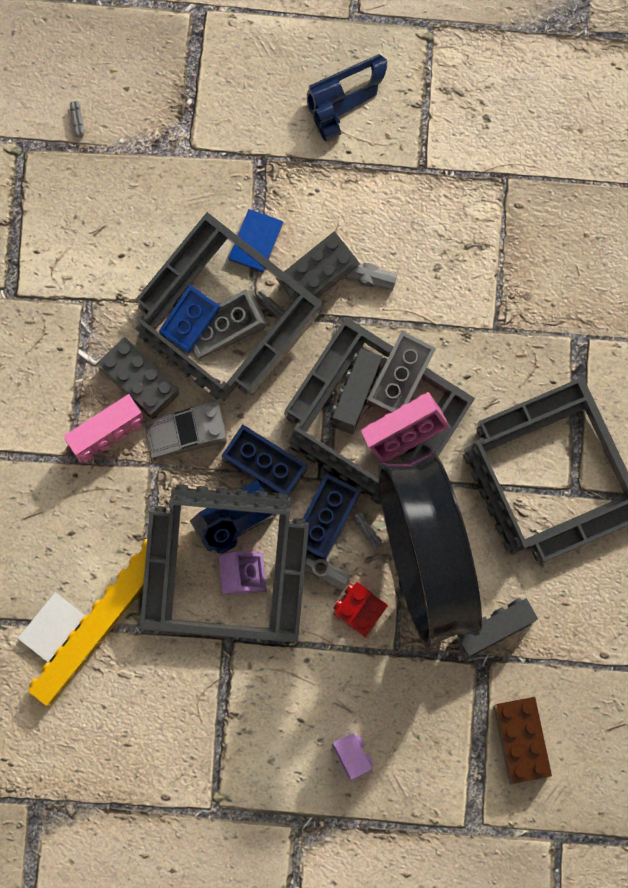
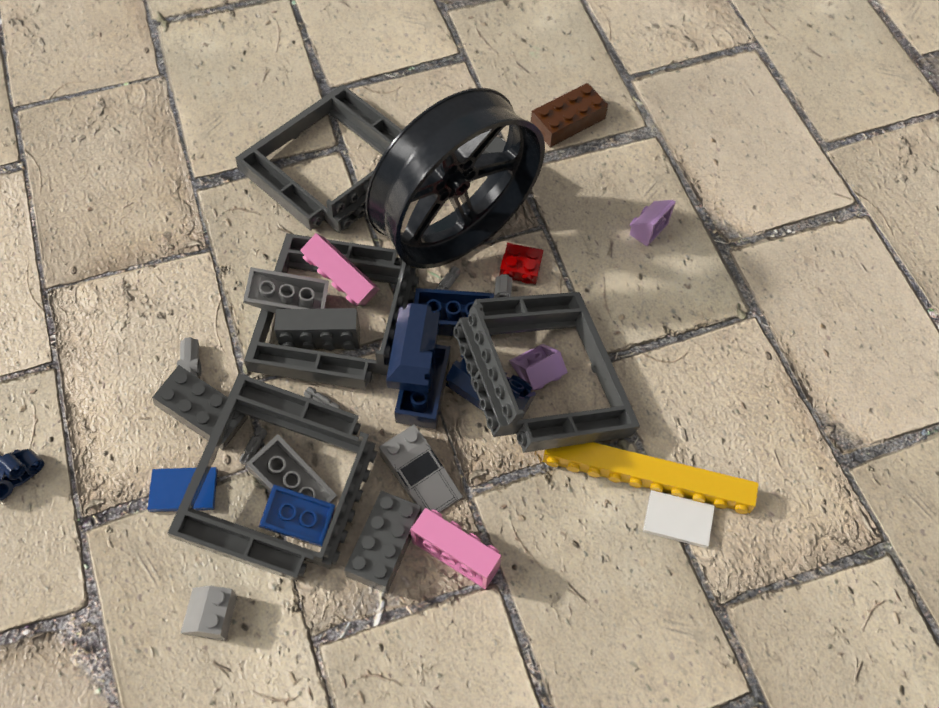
camera: 110 degrees left, 15 degrees down
(141, 231) = (209, 612): none -> light grey slope
(286, 455) = (413, 349): none -> dark blue brick
(289, 375) = (312, 394): none -> light grey axle

